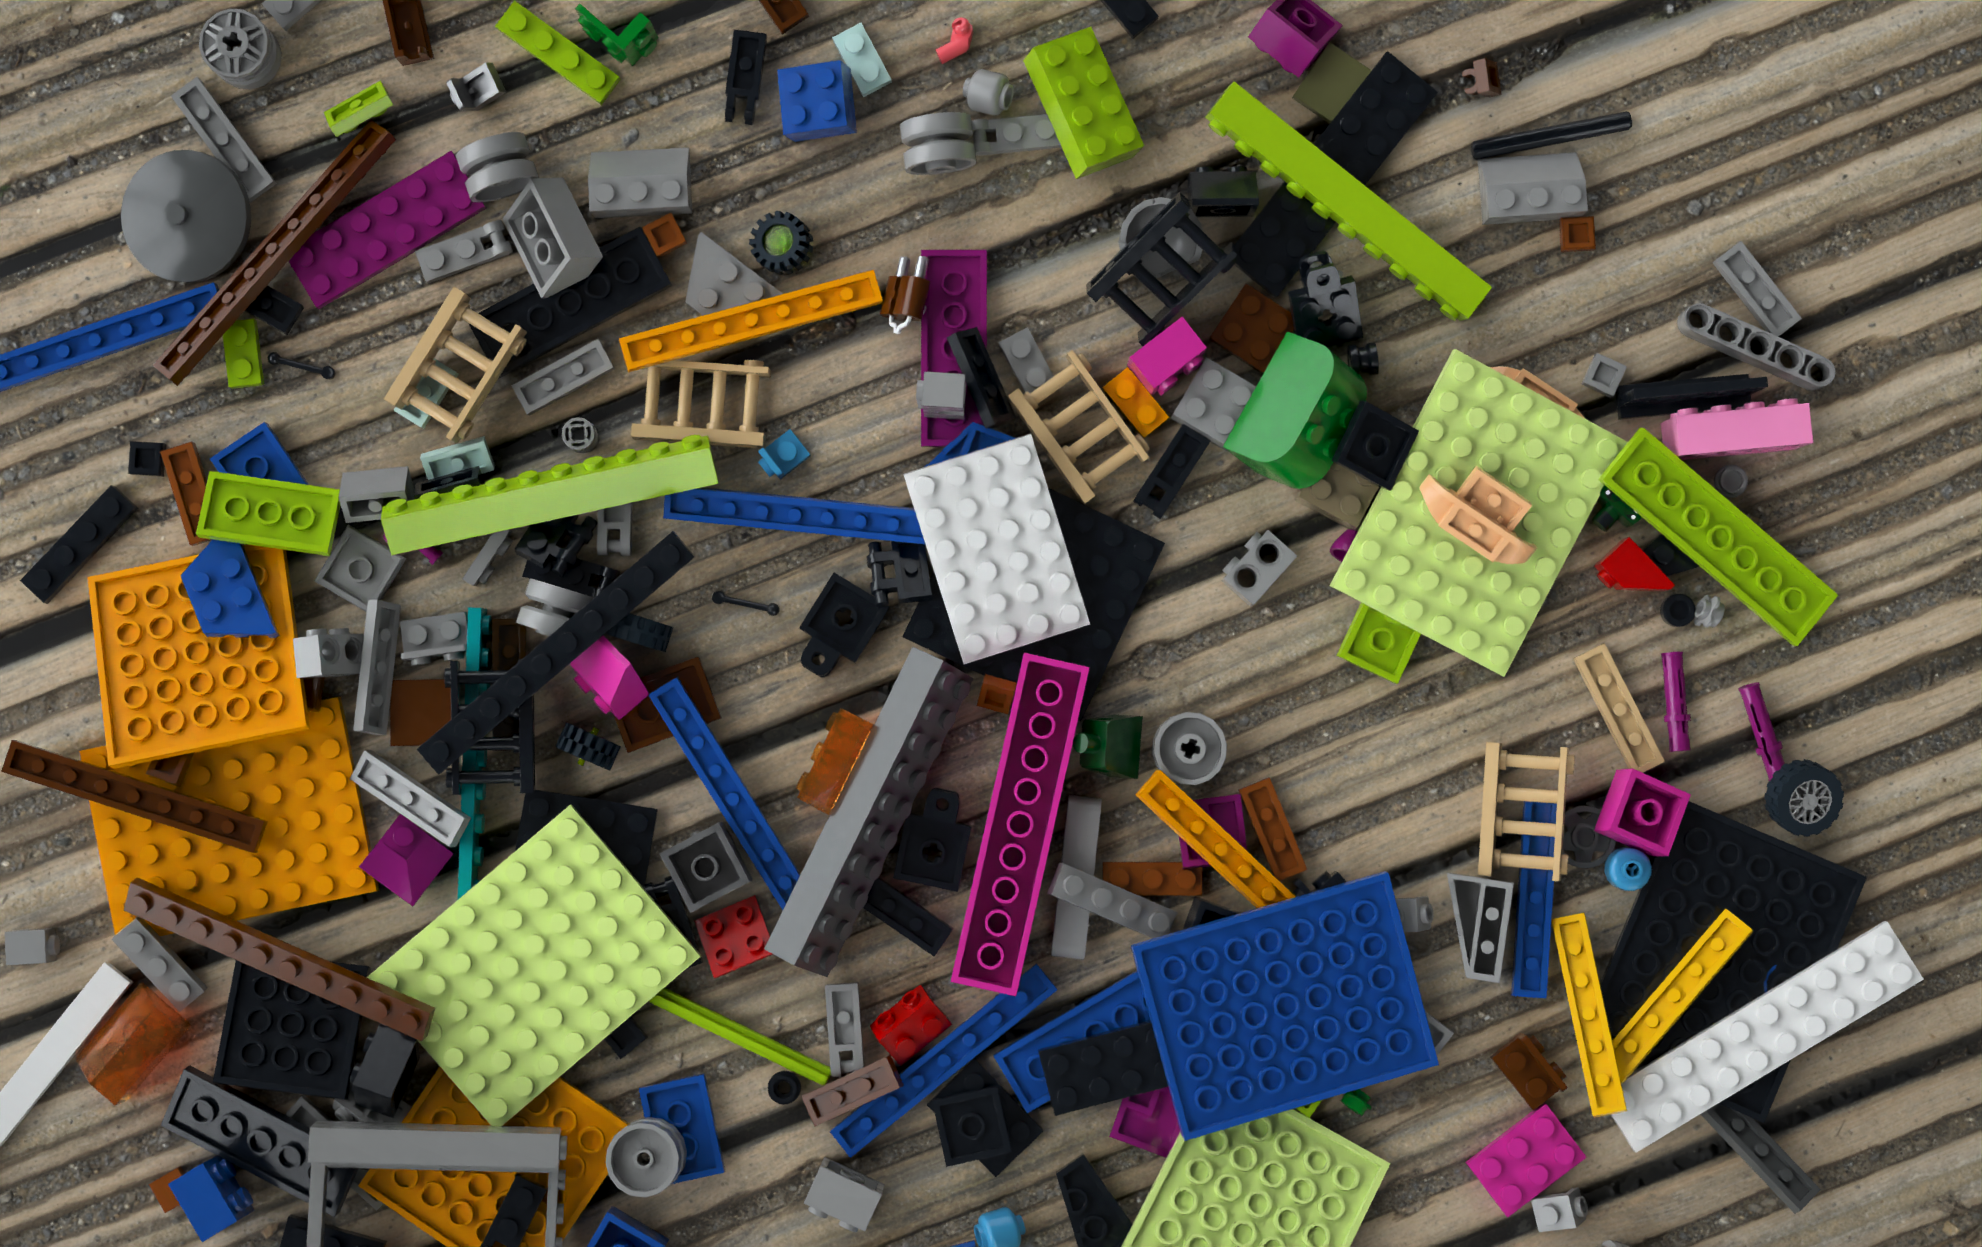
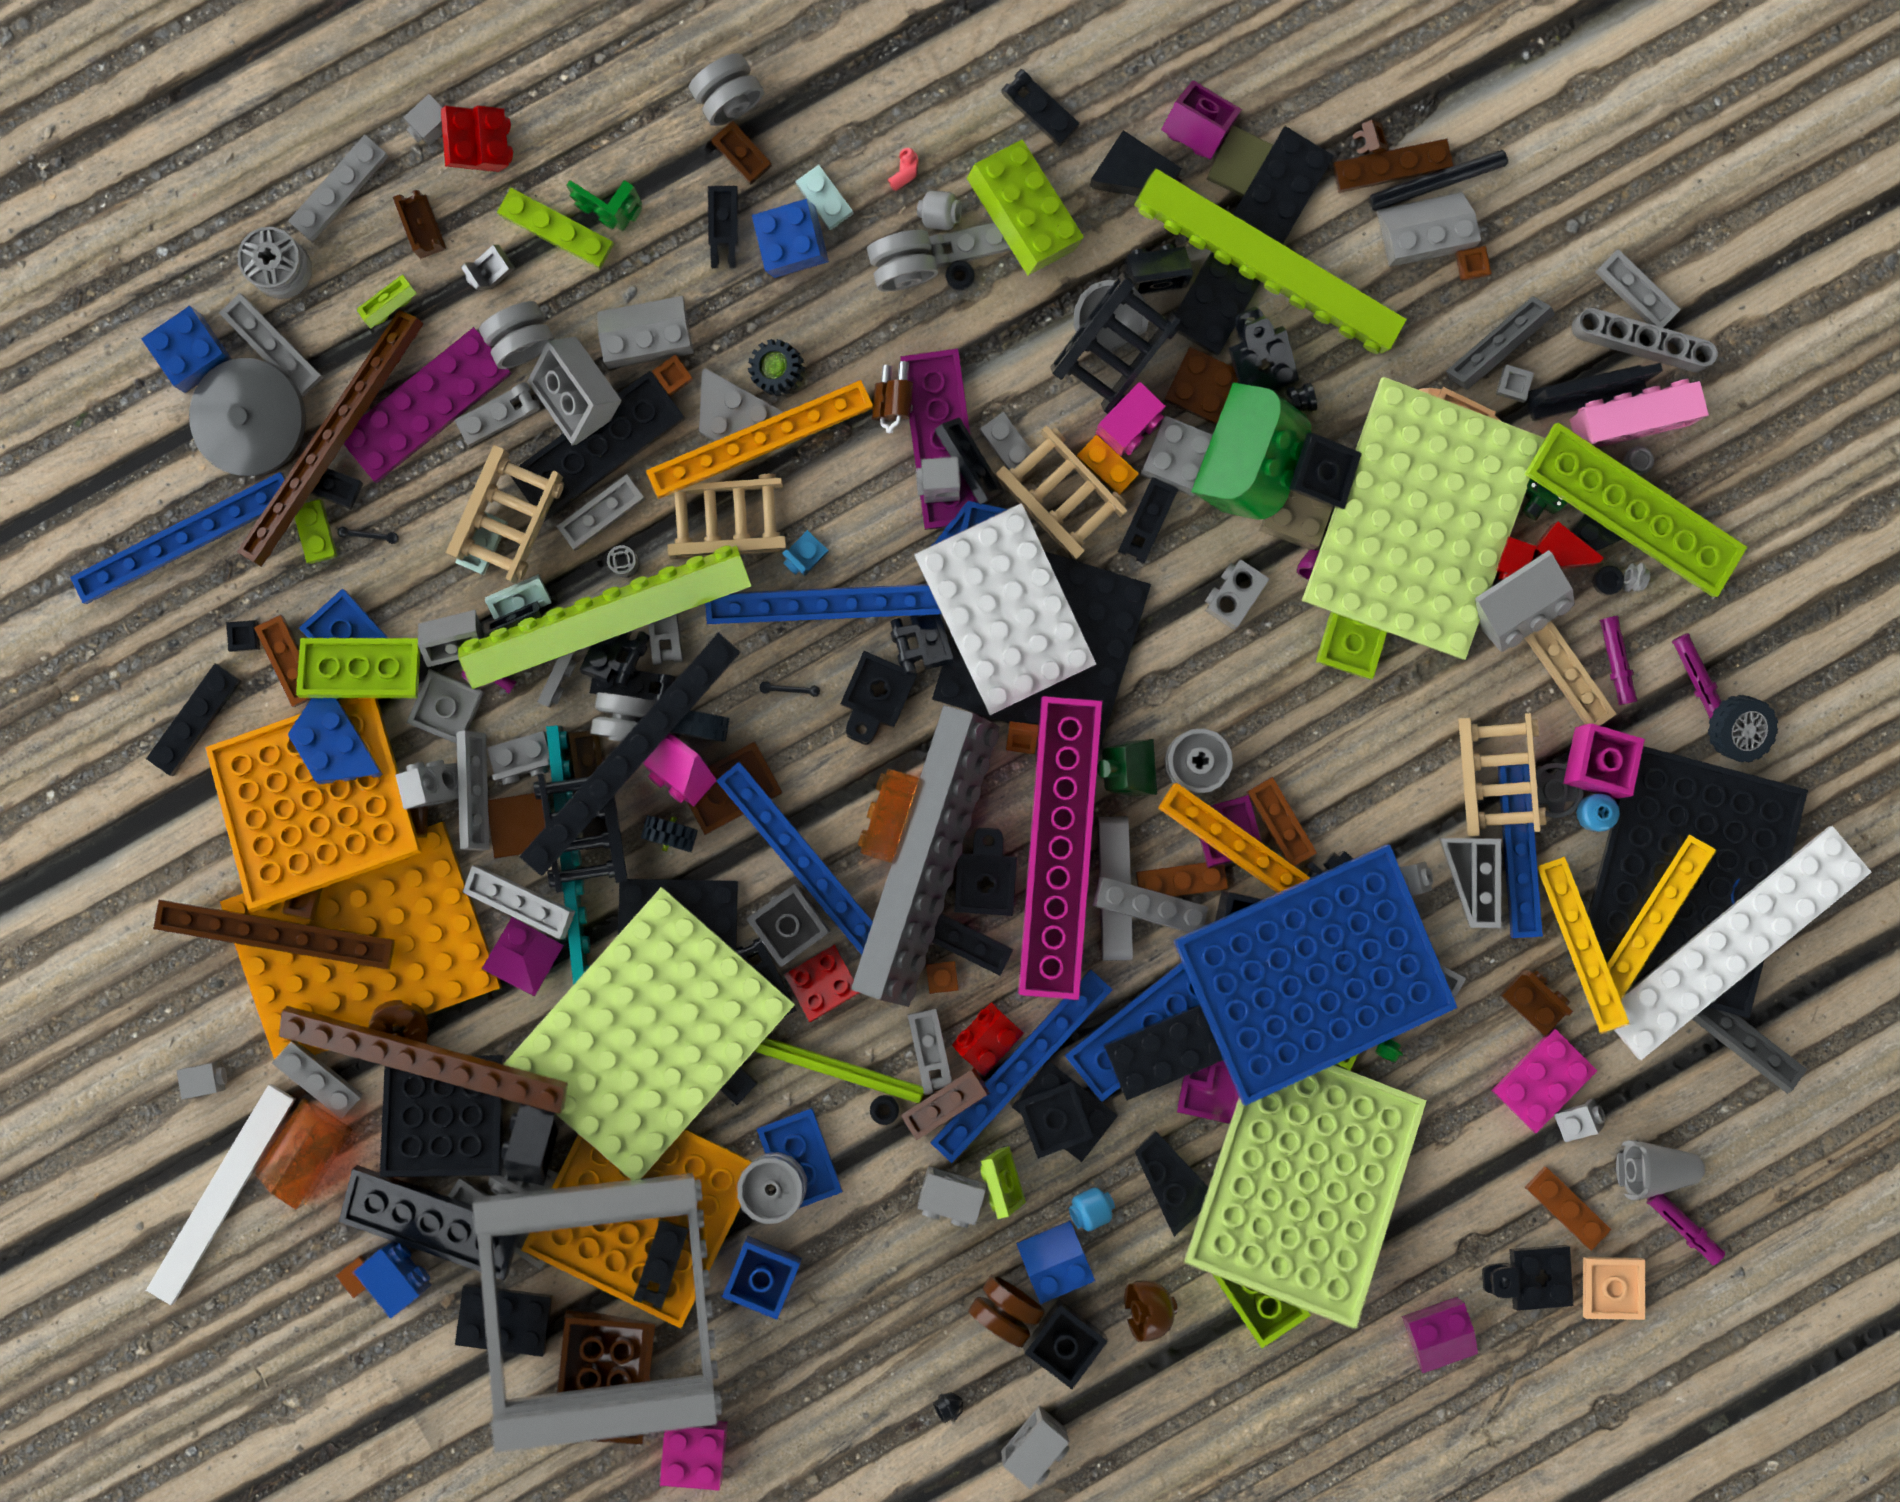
camera: 15 degrees left, 0 degrees up
(128, 131) = (185, 348): none -> blue brick
(263, 905) = (402, 1014): none -> reddish brown plate
(869, 948) = (942, 977): none -> dark orange plate
(904, 1187) = (1003, 1182): none -> lime plate
(1004, 158) = (960, 266): none -> black plate
(1207, 73) = (1130, 166): none -> black slope
(1481, 515) = (1427, 519): light nougat plate -> none
(1502, 112) = (1392, 165): none -> reddish brown plate
(1575, 574) = (1514, 557): none -> red brick
(1578, 622) = (1524, 602): none -> light grey slope
(1594, 327) = (1500, 342): none -> dark grey plate

